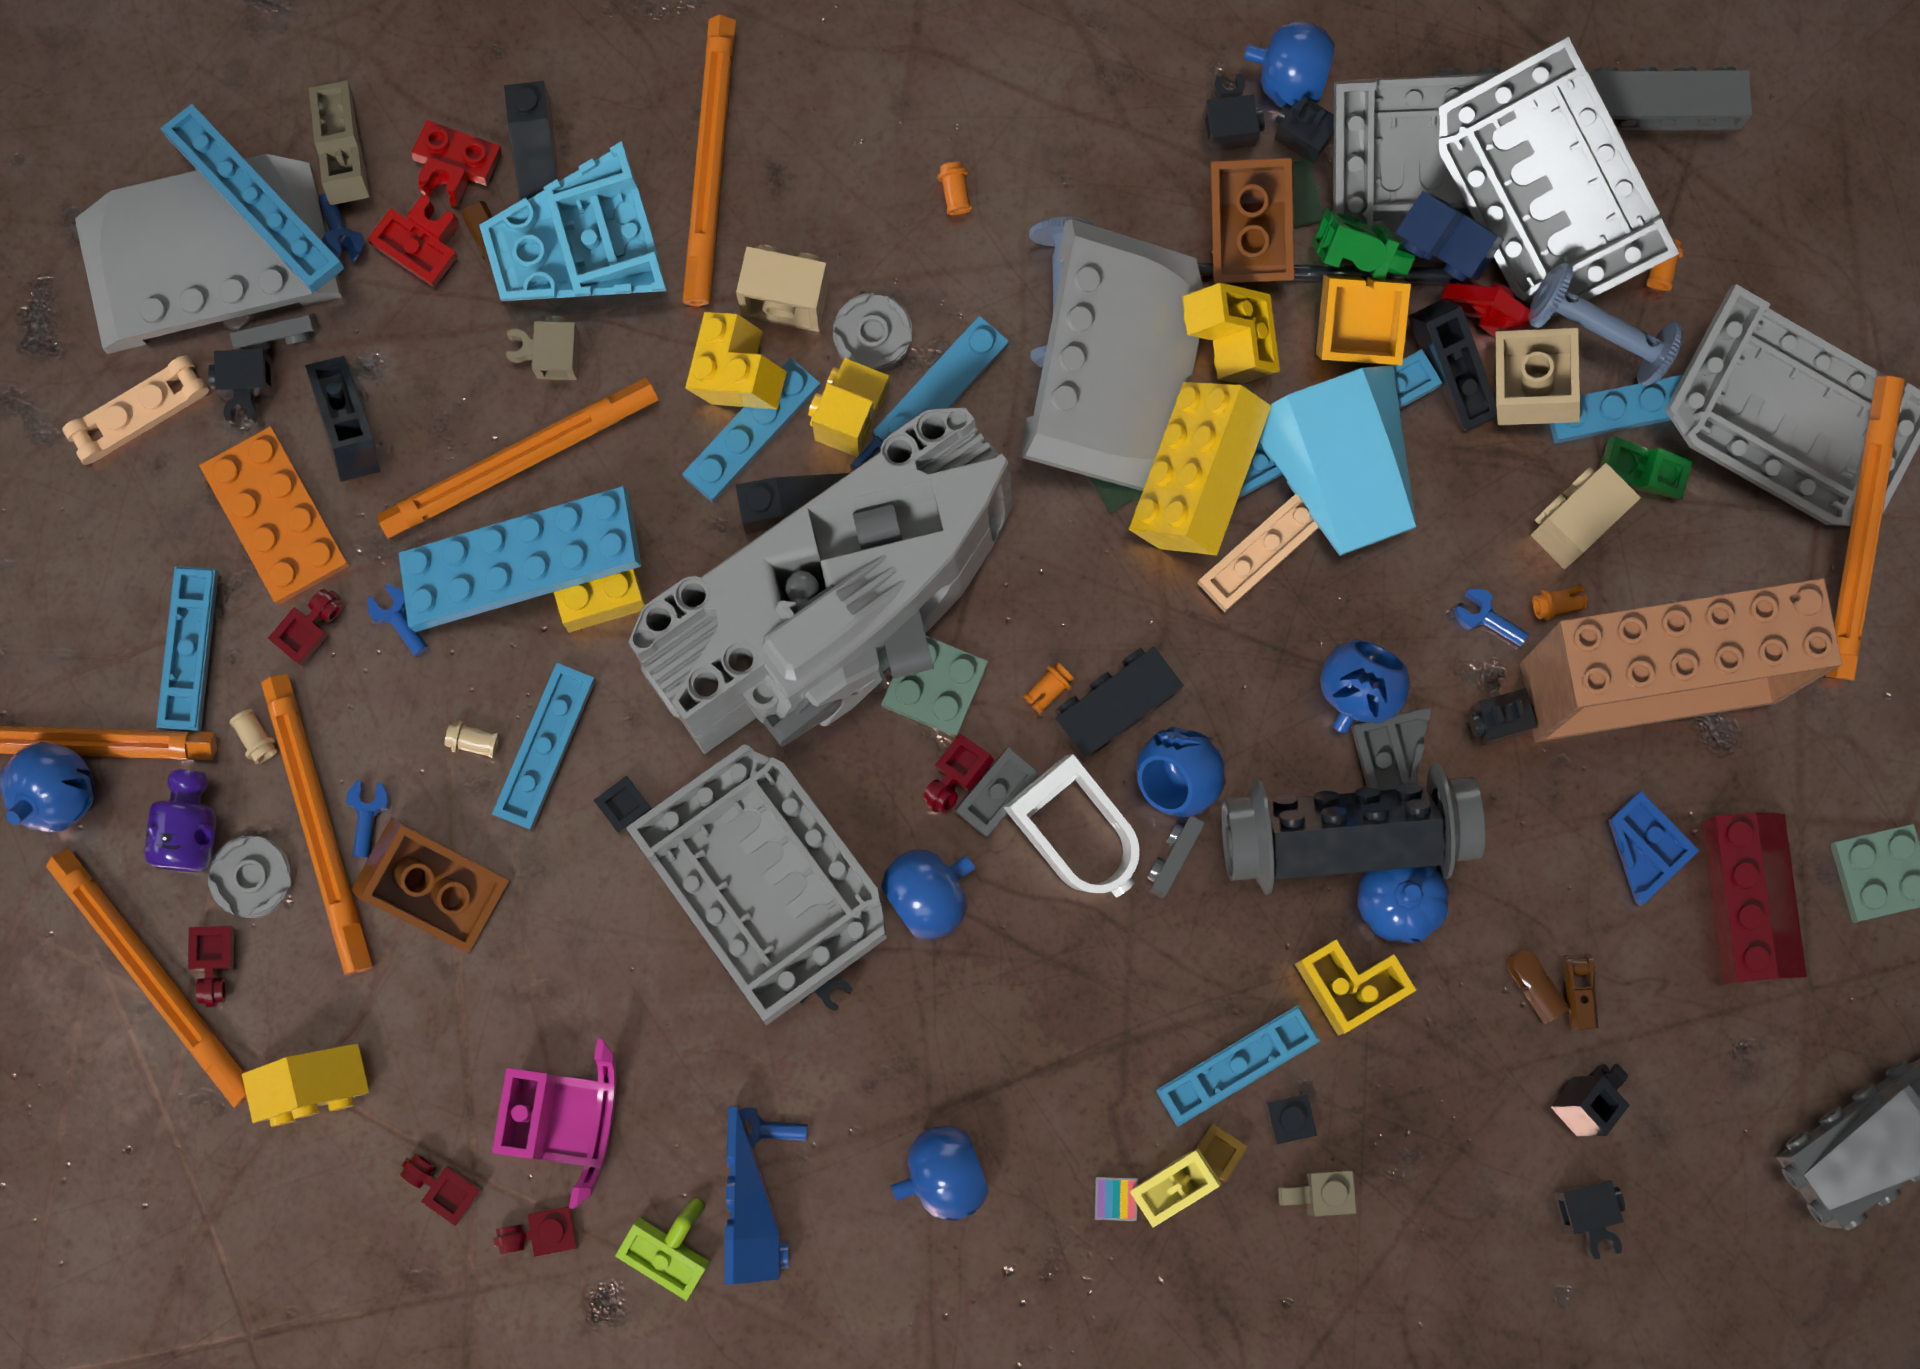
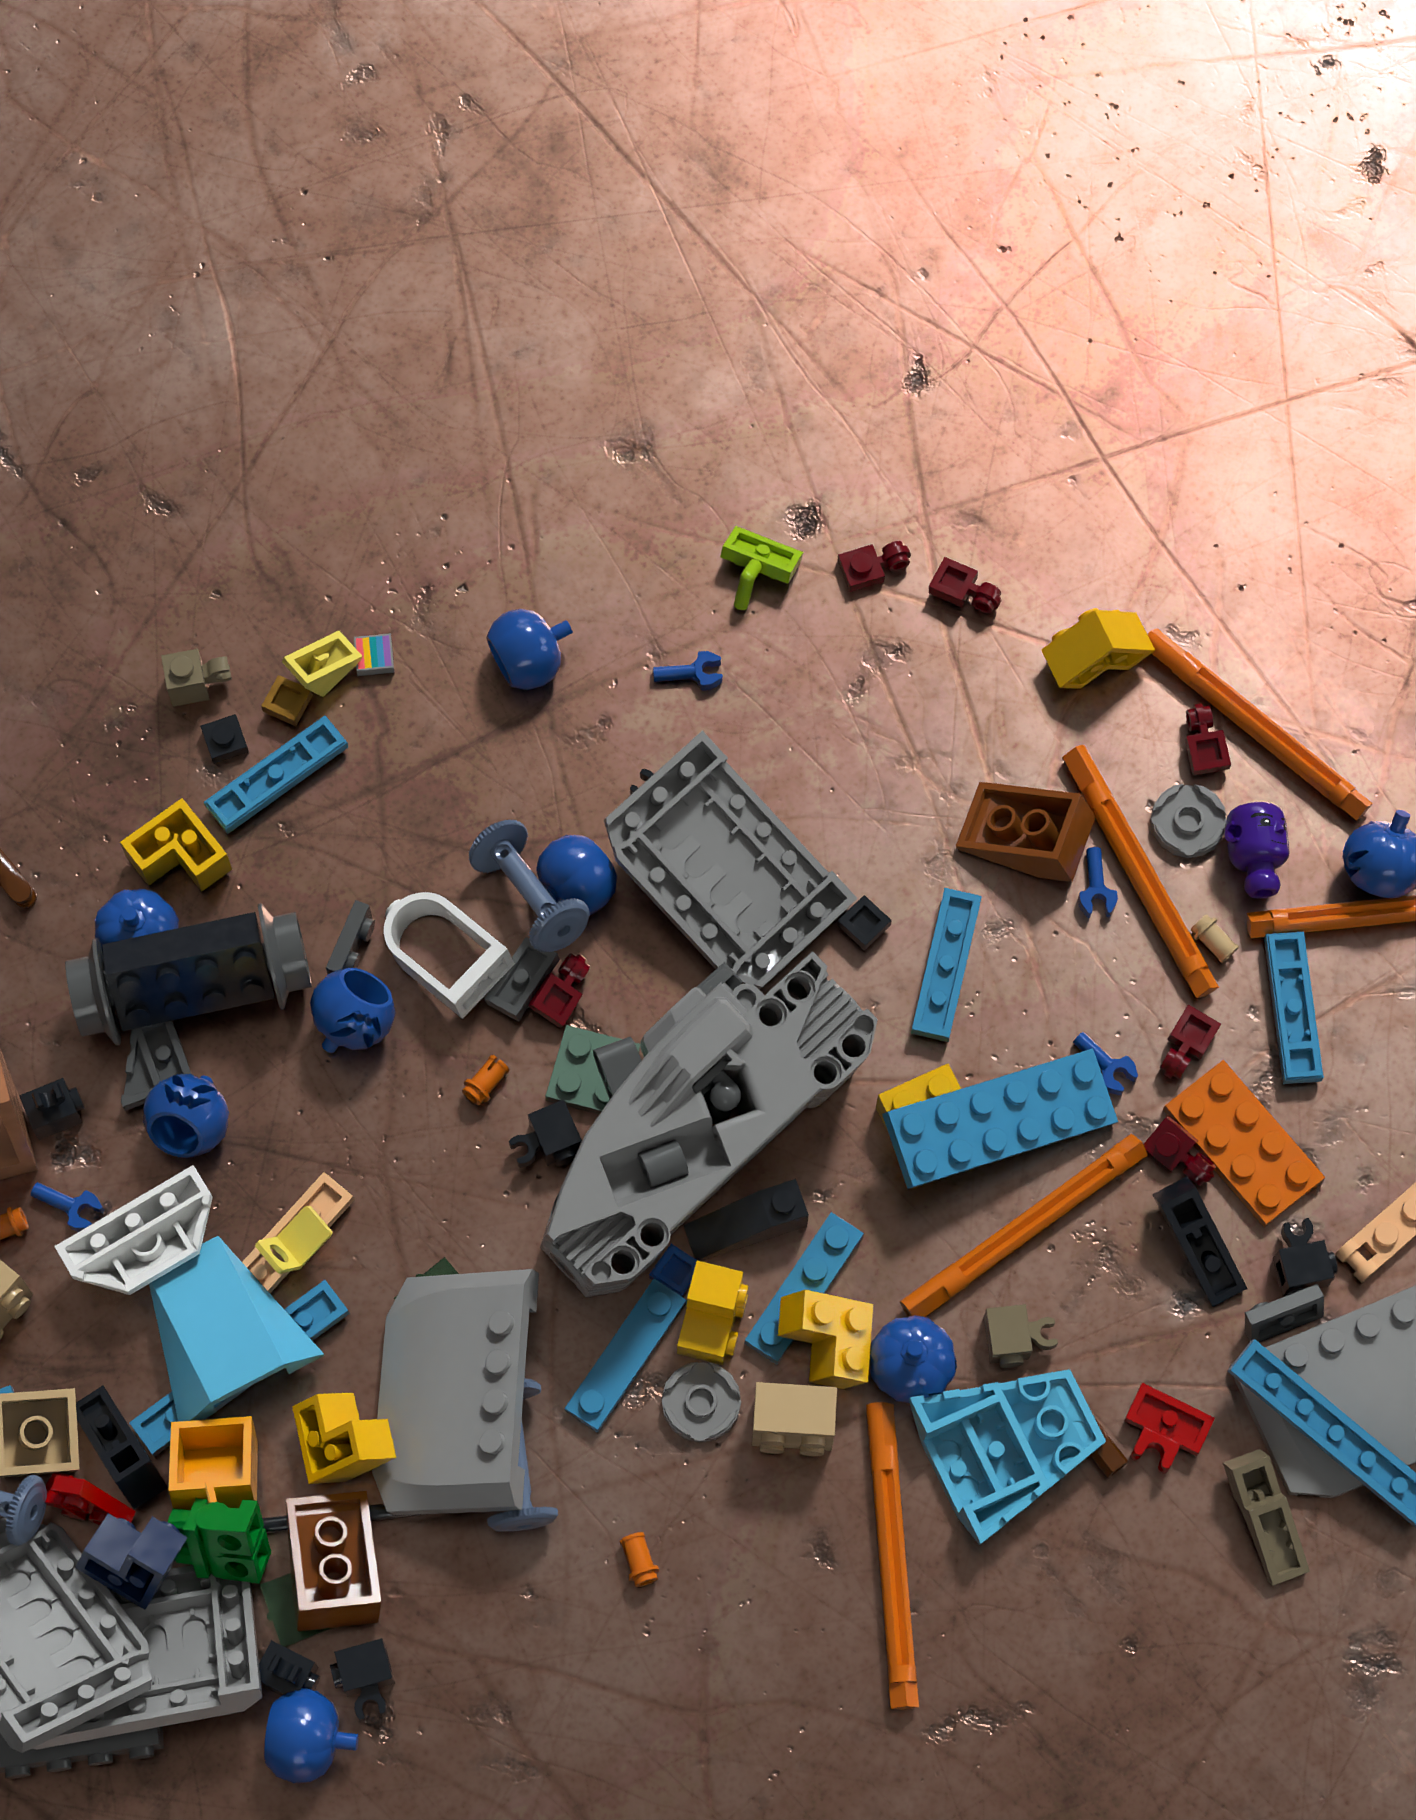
camera: 175 degrees right, 10 degrees down
(338, 233) = (1243, 1423): blue bar -> none
(346, 520) = (1172, 1144): none -> dark red plate
(453, 159) = (1148, 1518): red plate -> none
(471, 739) = (1014, 962): tan pin -> none
(531, 136) = (1072, 1542): black slope -> none
(560, 1119) = (871, 650): dark pink piece -> none
(655, 333) = (912, 1358): none -> blue piece
(752, 1231) = (685, 585): blue wedge -> none
(986, 618) = (551, 1134): none -> black brick
(1007, 937) = (556, 923): none -> sand blue hose
(1117, 702) = (418, 1072): black brick -> none
(1200, 467) = (362, 1294): yellow brick -> none
(1262, 532) = (296, 1241): none -> light yellow bracket
(1419, 554) = (142, 1236): none -> white wedge

